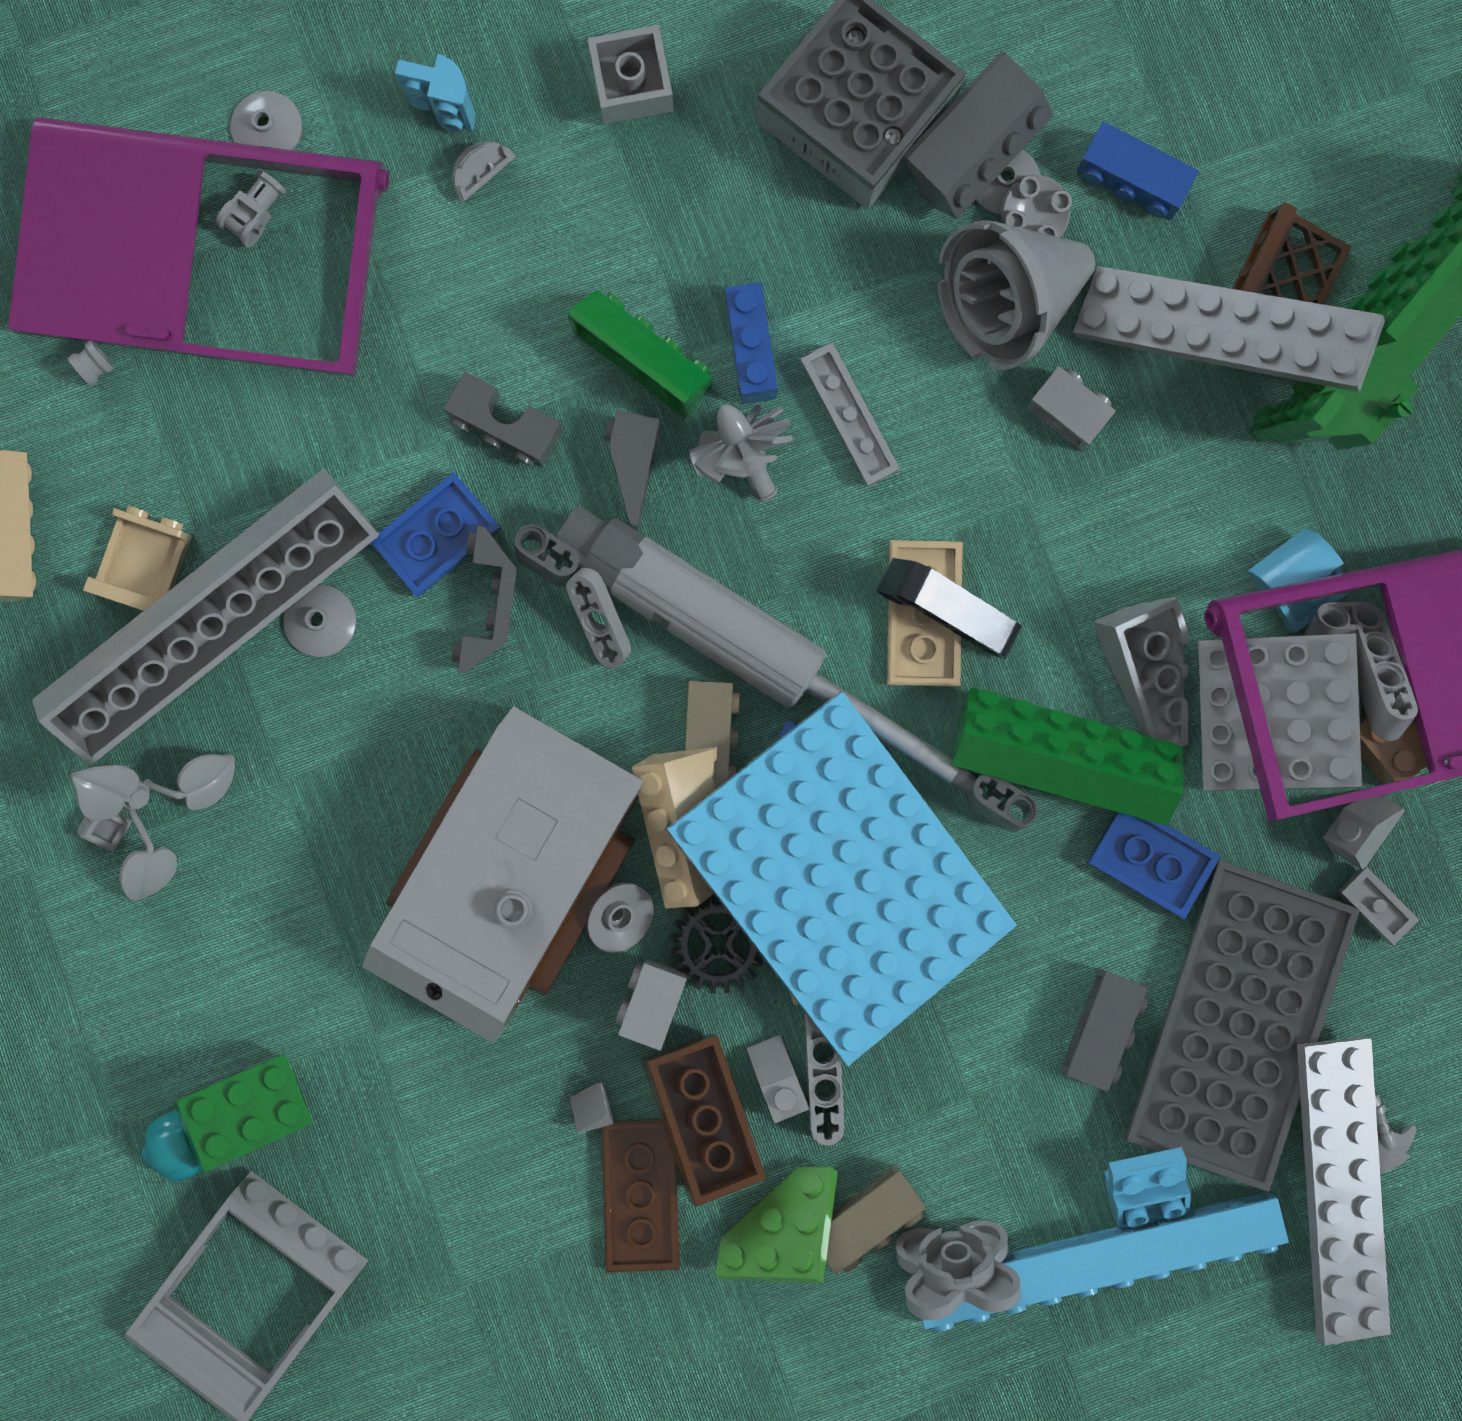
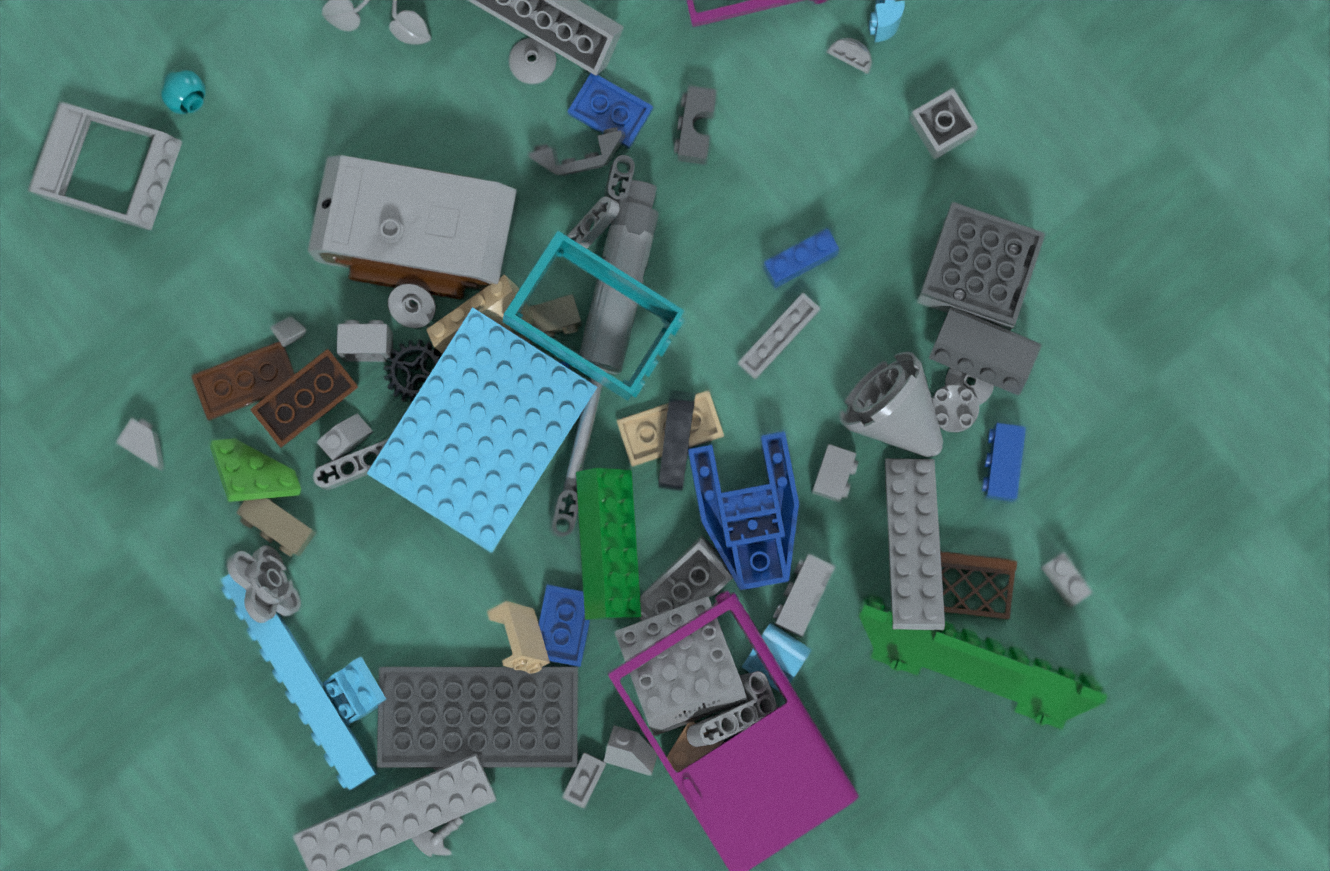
camera: 80 degrees right, 5 degrees down
(242, 1113) = (216, 121): green brick -> none
(633, 450) = (703, 211): dark grey slope -> none
(640, 352) = (769, 192): green slope -> none
(682, 1376) = (142, 442): none -> light grey slope
(740, 447) = (730, 274): light grey piece -> none
(819, 578) = (615, 278): none -> teal door
(1104, 1030) = (444, 631): dark grey brick -> none
(1110, 543) = (753, 524): none -> blue wedge
(1160, 921) = (524, 636): none -> tan panel
(1228, 511) = (803, 594): none -> light grey wedge
(1328, 147) = (1066, 580): none -> light grey brick

